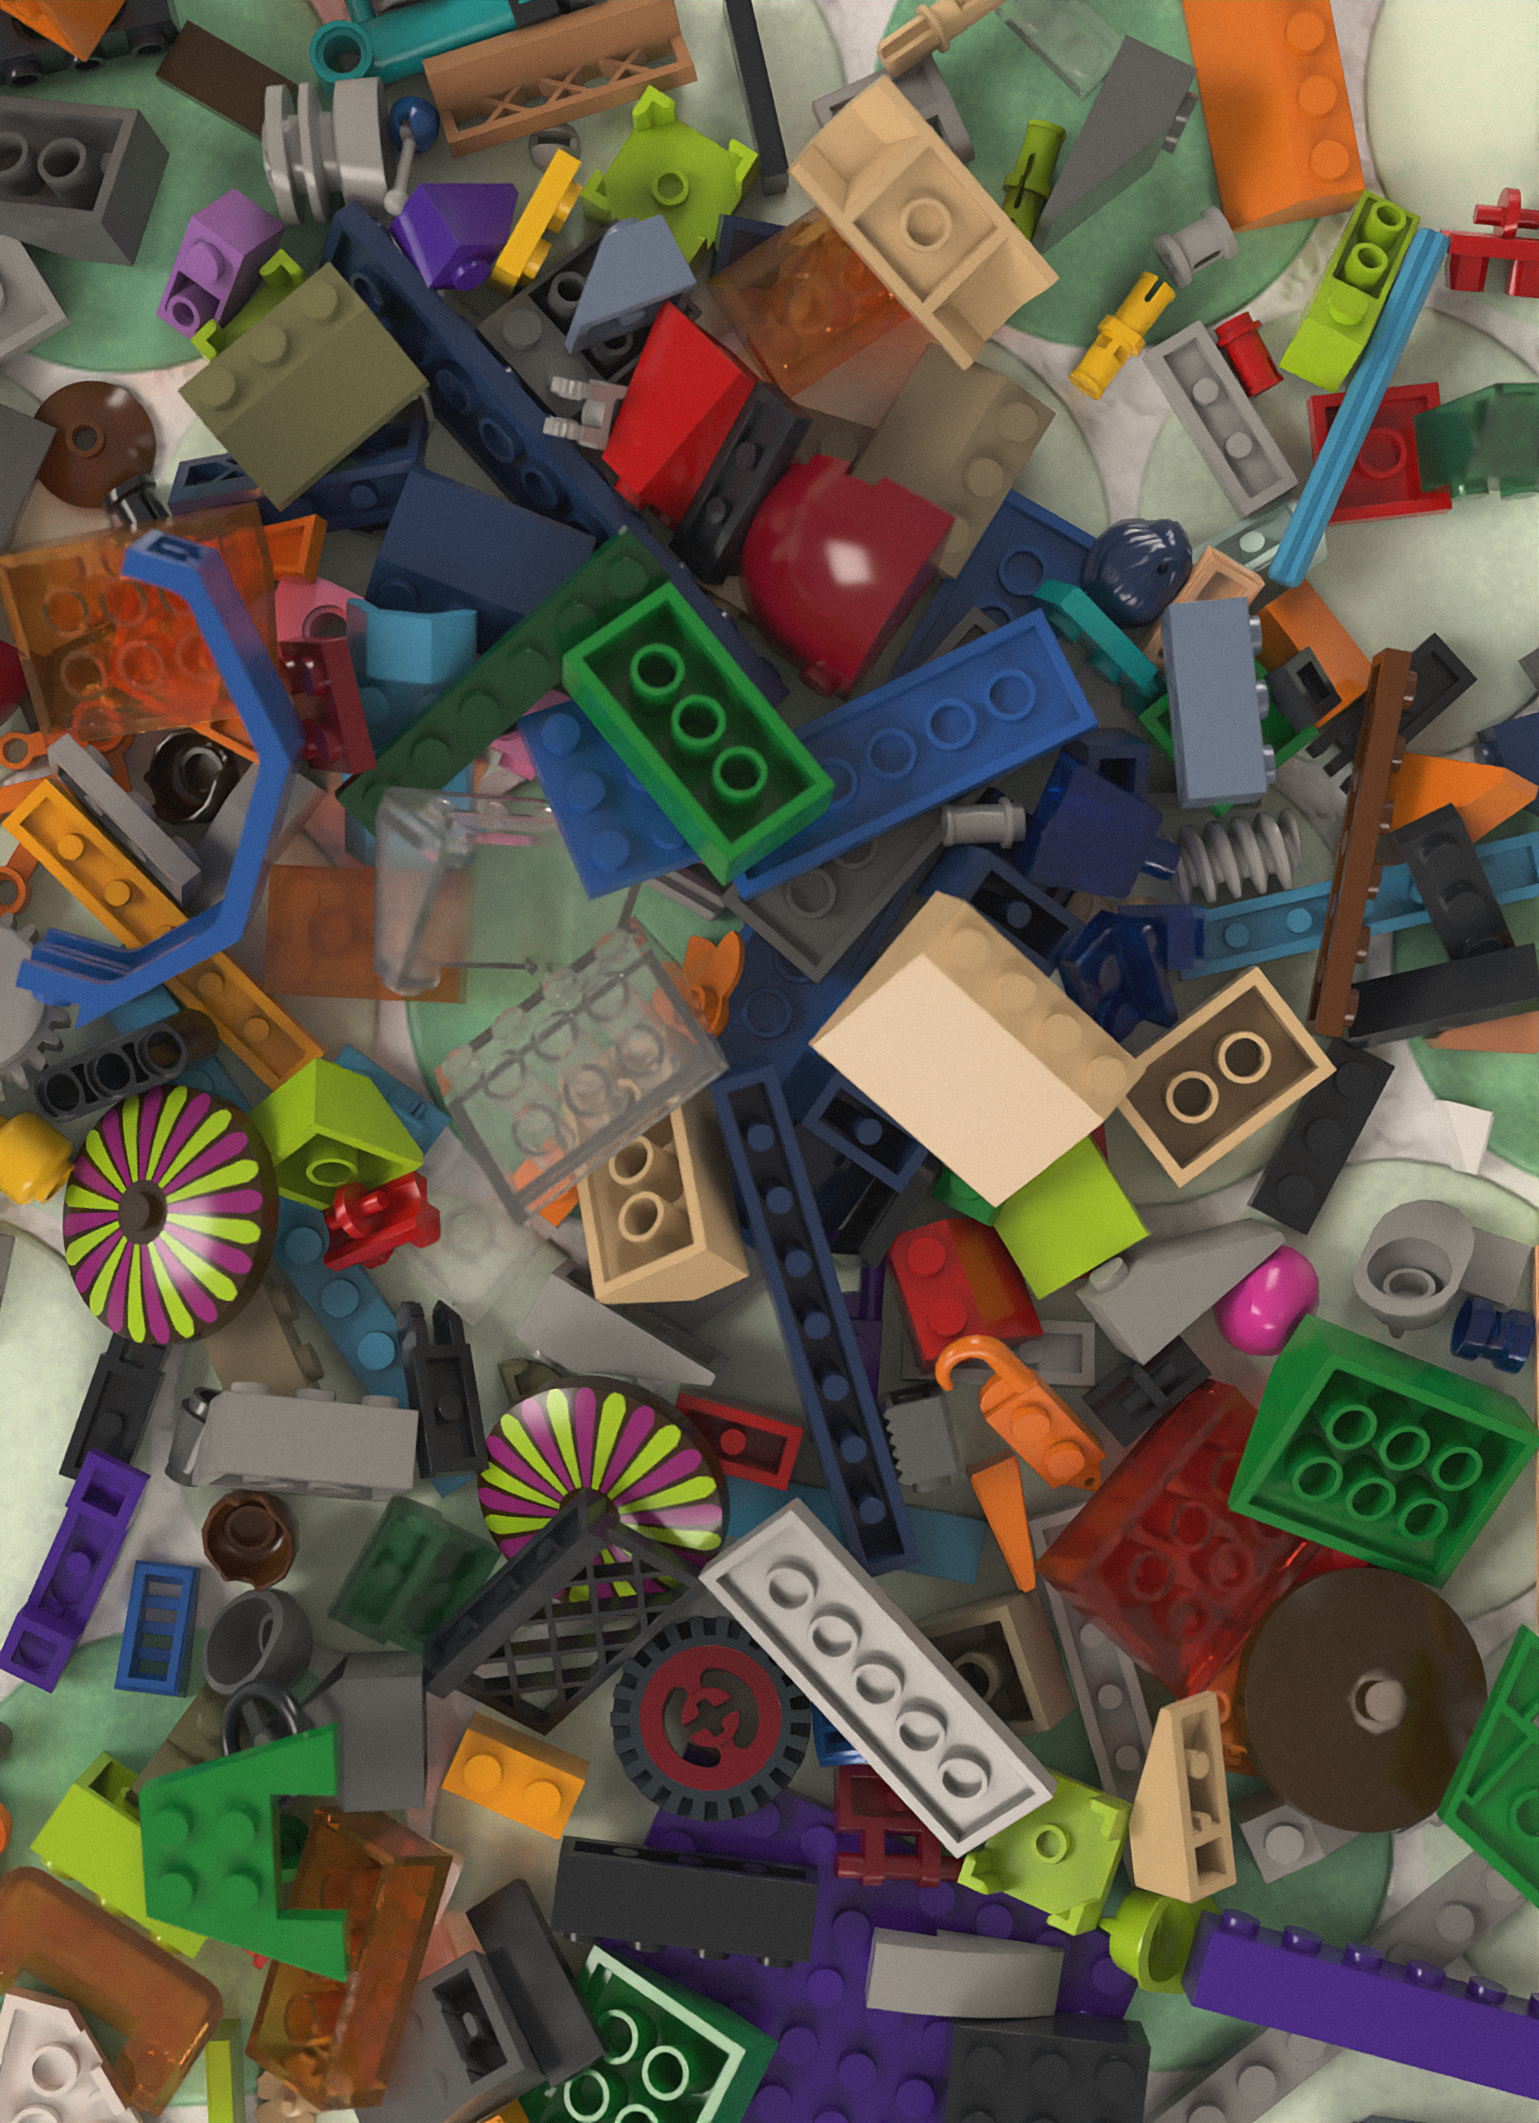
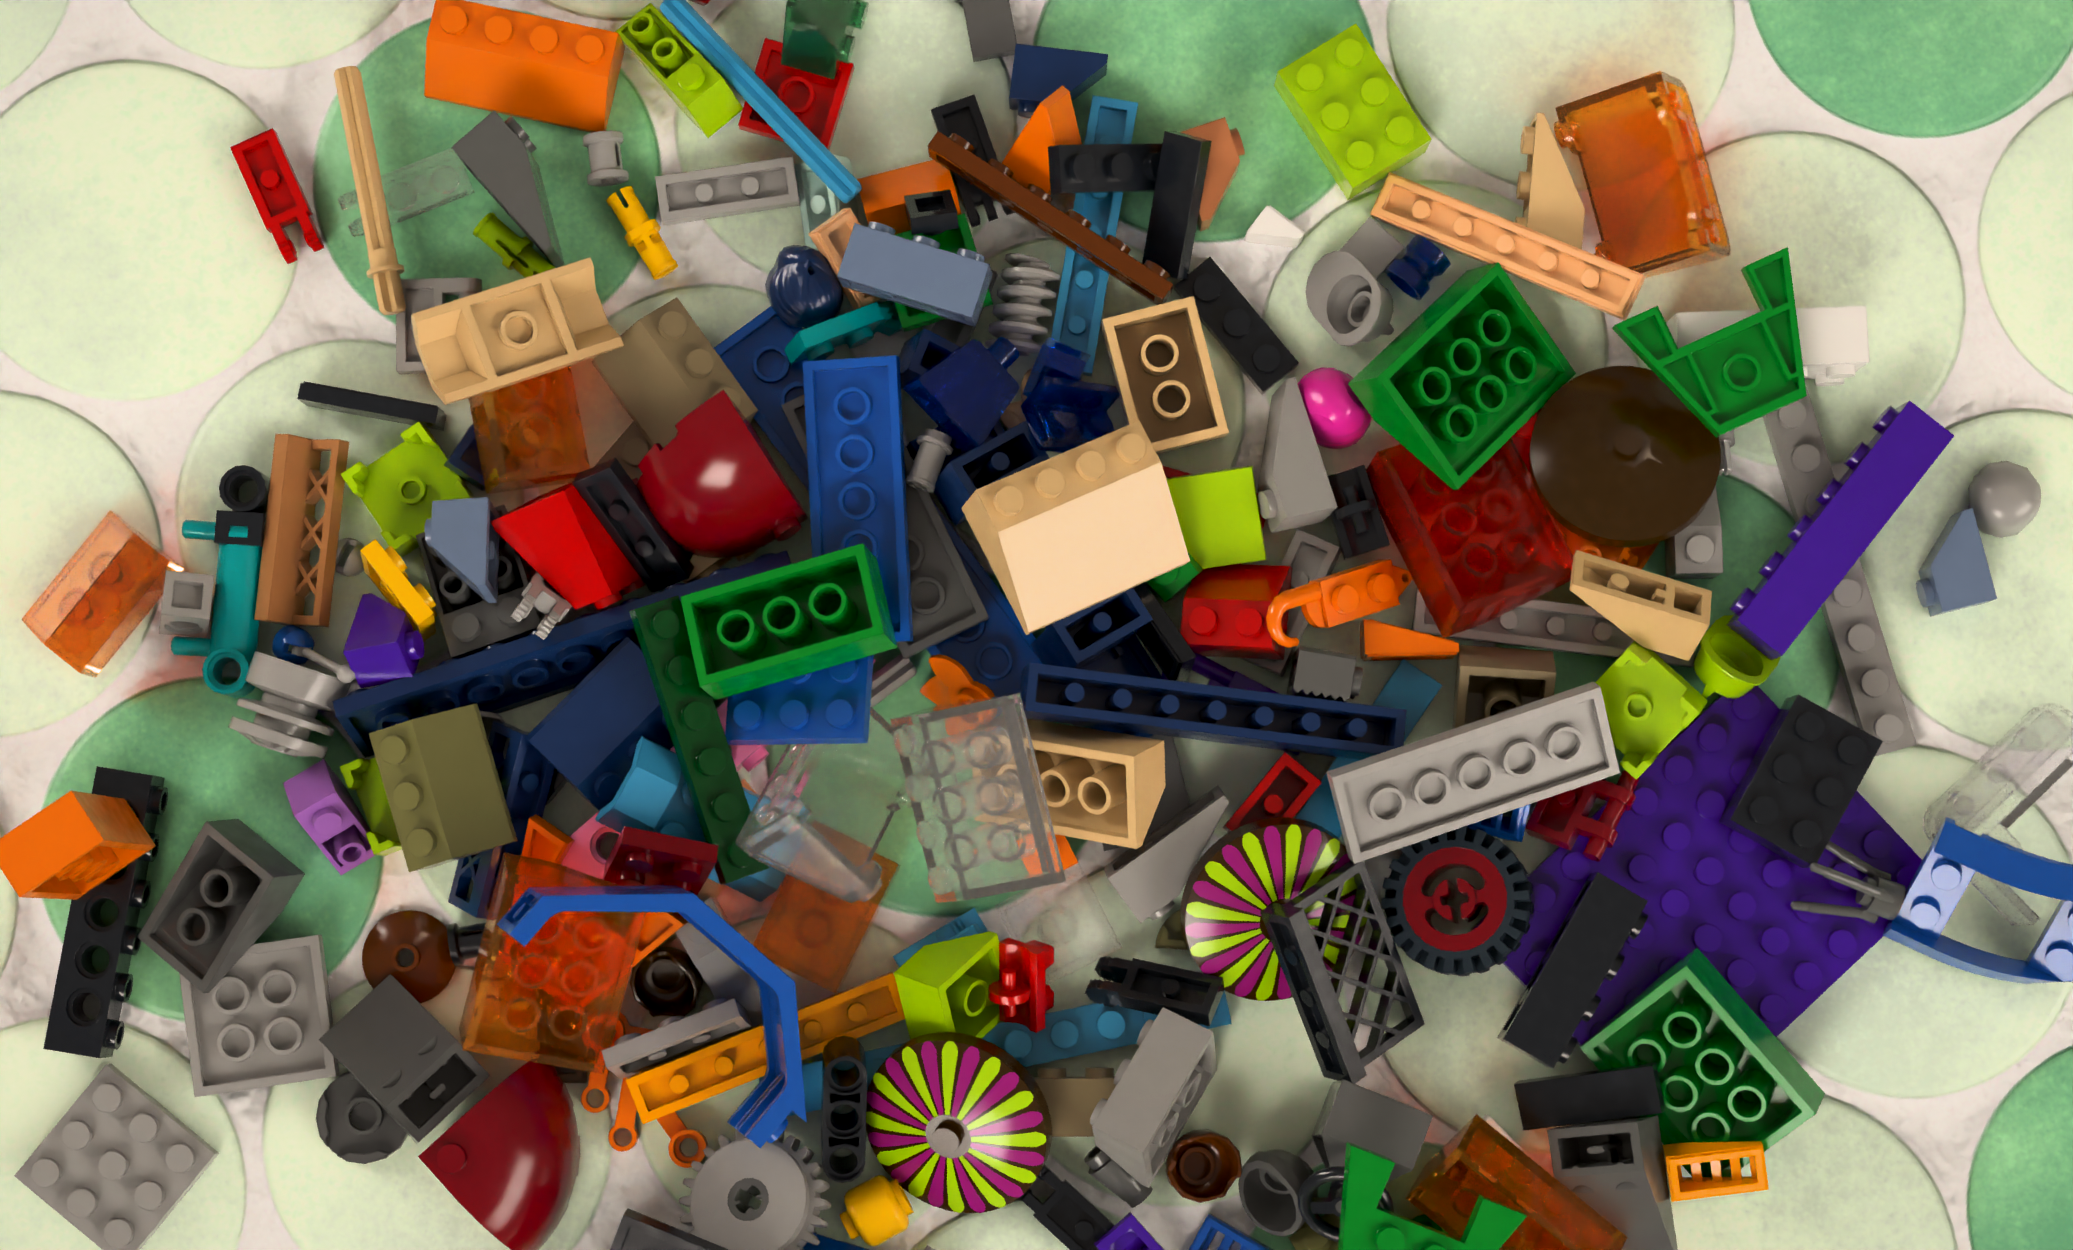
camera: 65 degrees left, 5 degrees down
(220, 78) = (205, 760): dark brown tile -> none
(411, 1575) = (1275, 1065): clear green brick -> none
(516, 1775) = (1442, 1052): light orange brick -> none
(961, 1975) = (1702, 803): light grey slope -> none
(1248, 354) = (691, 154): red pin -> none

